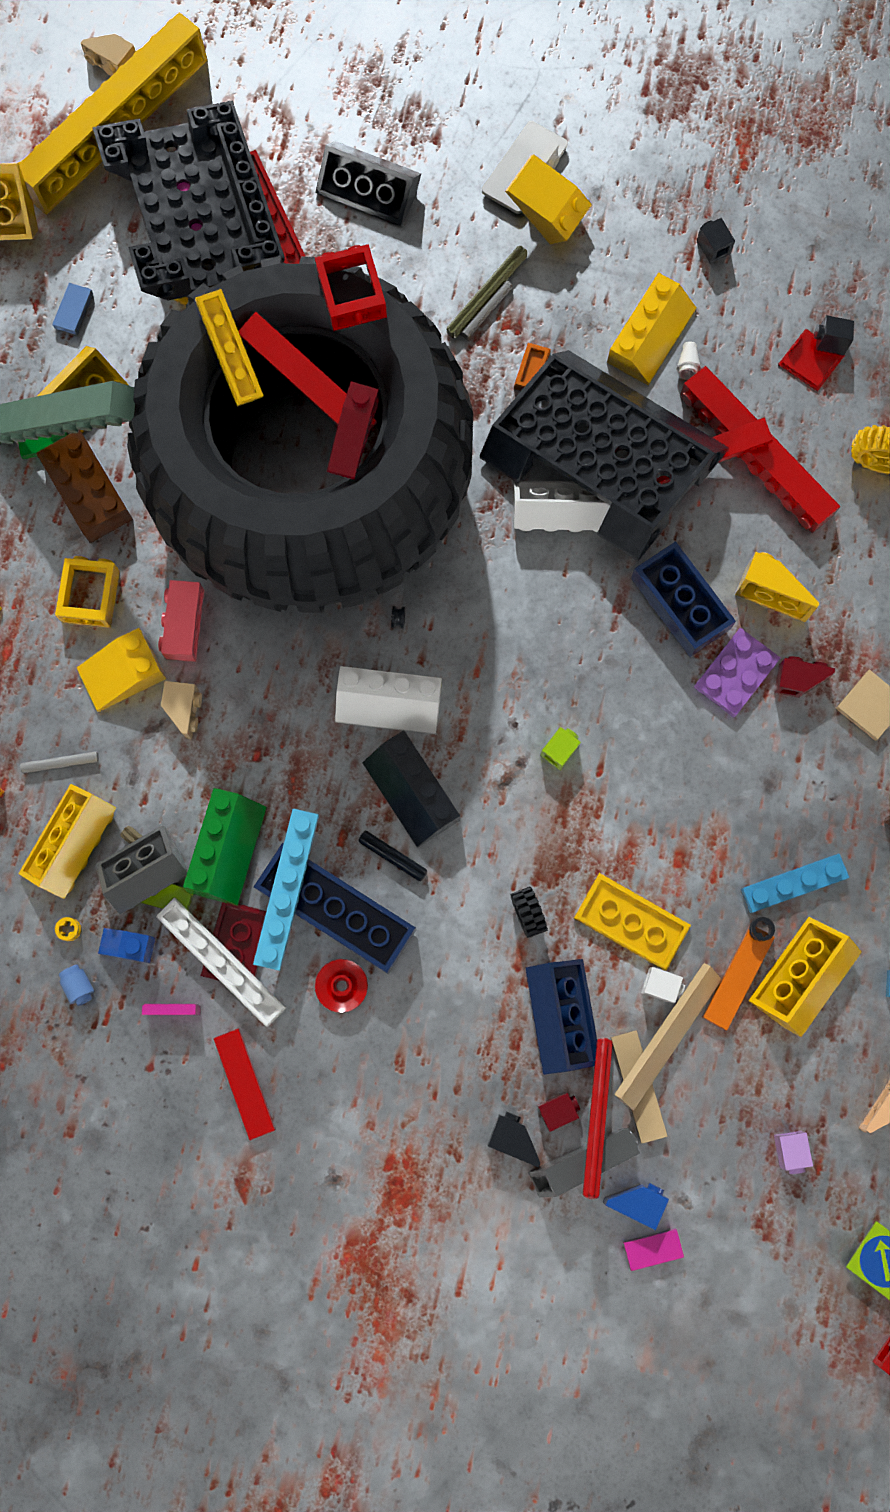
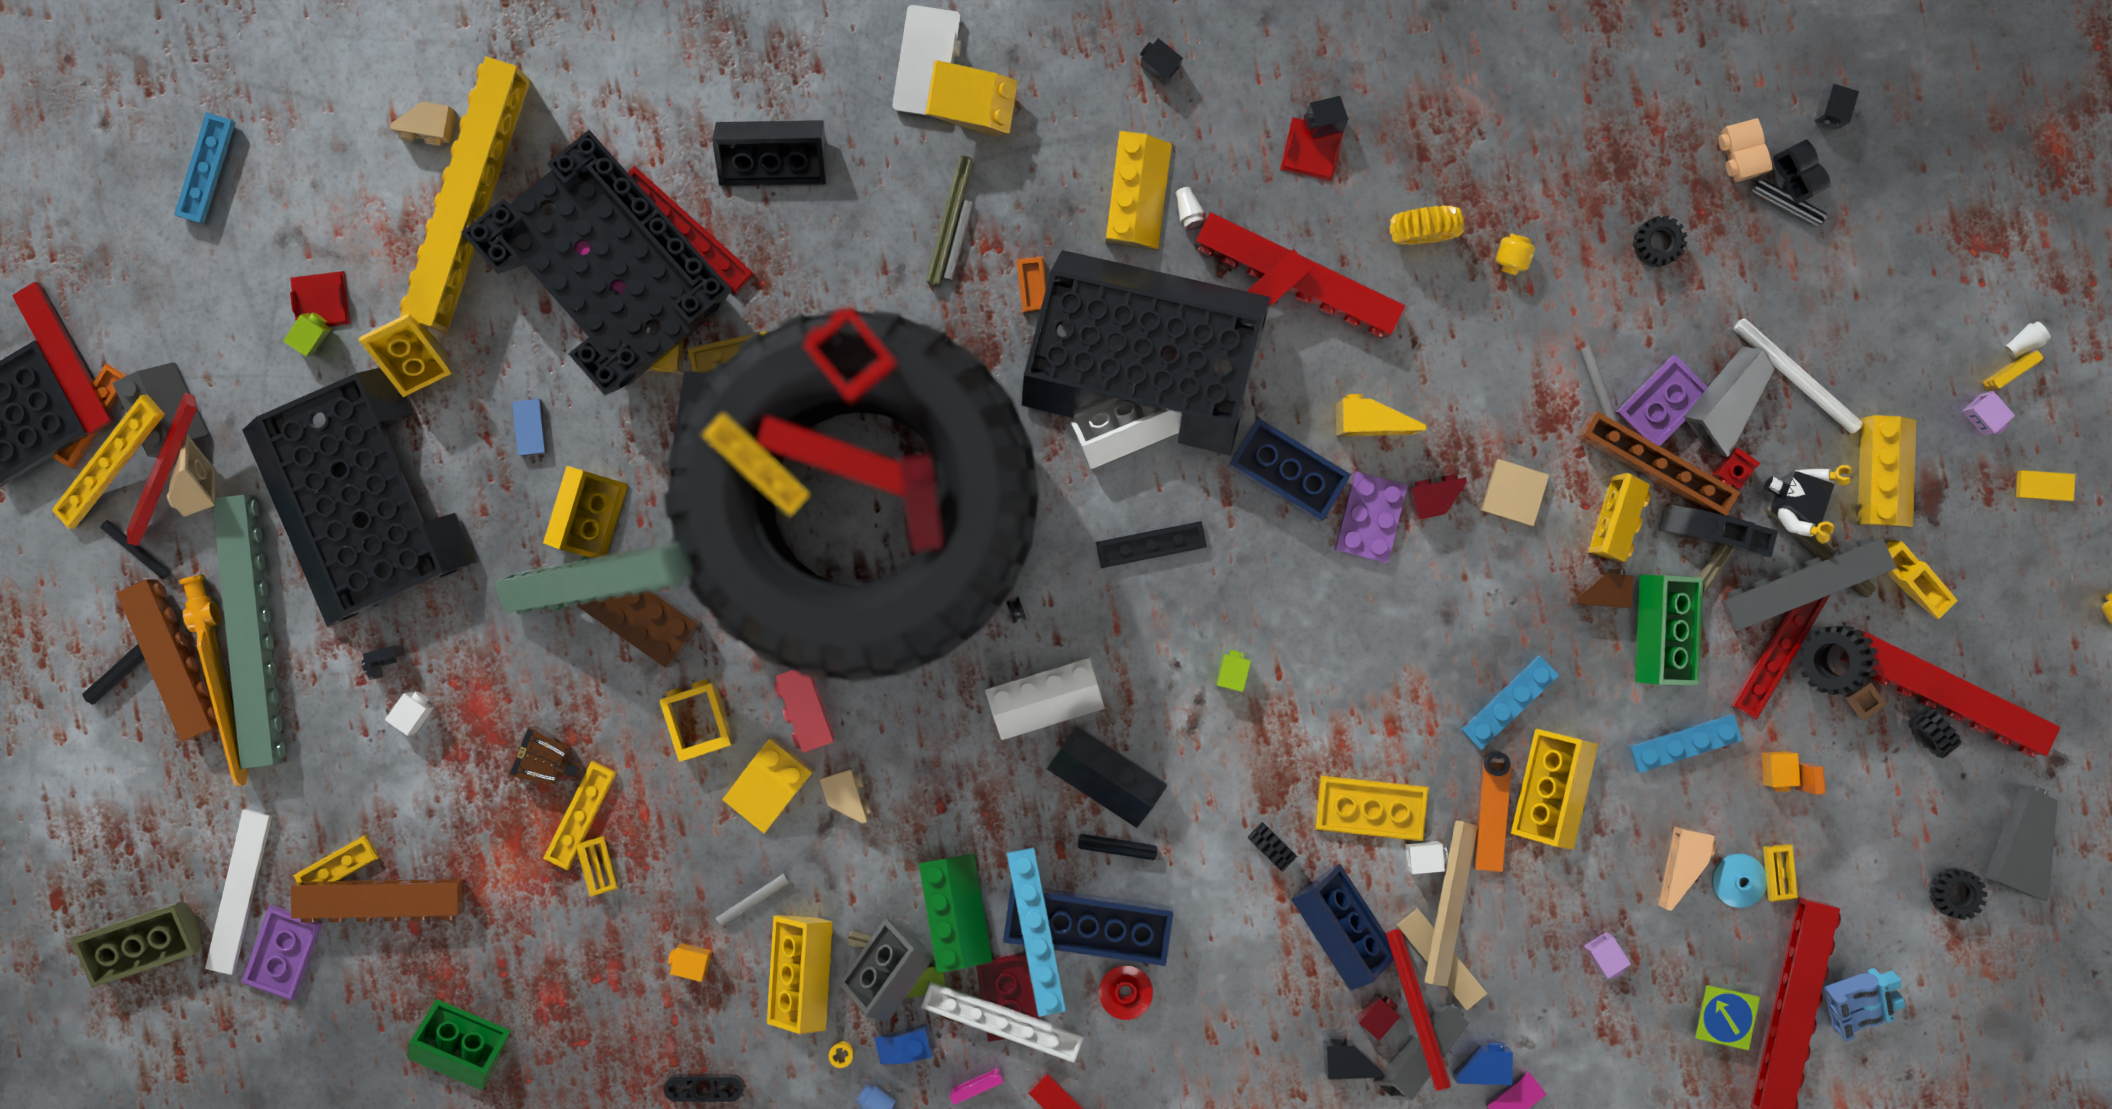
camera: 30 degrees left, 10 degrees up
(537, 614) = (1151, 544): none -> black tile

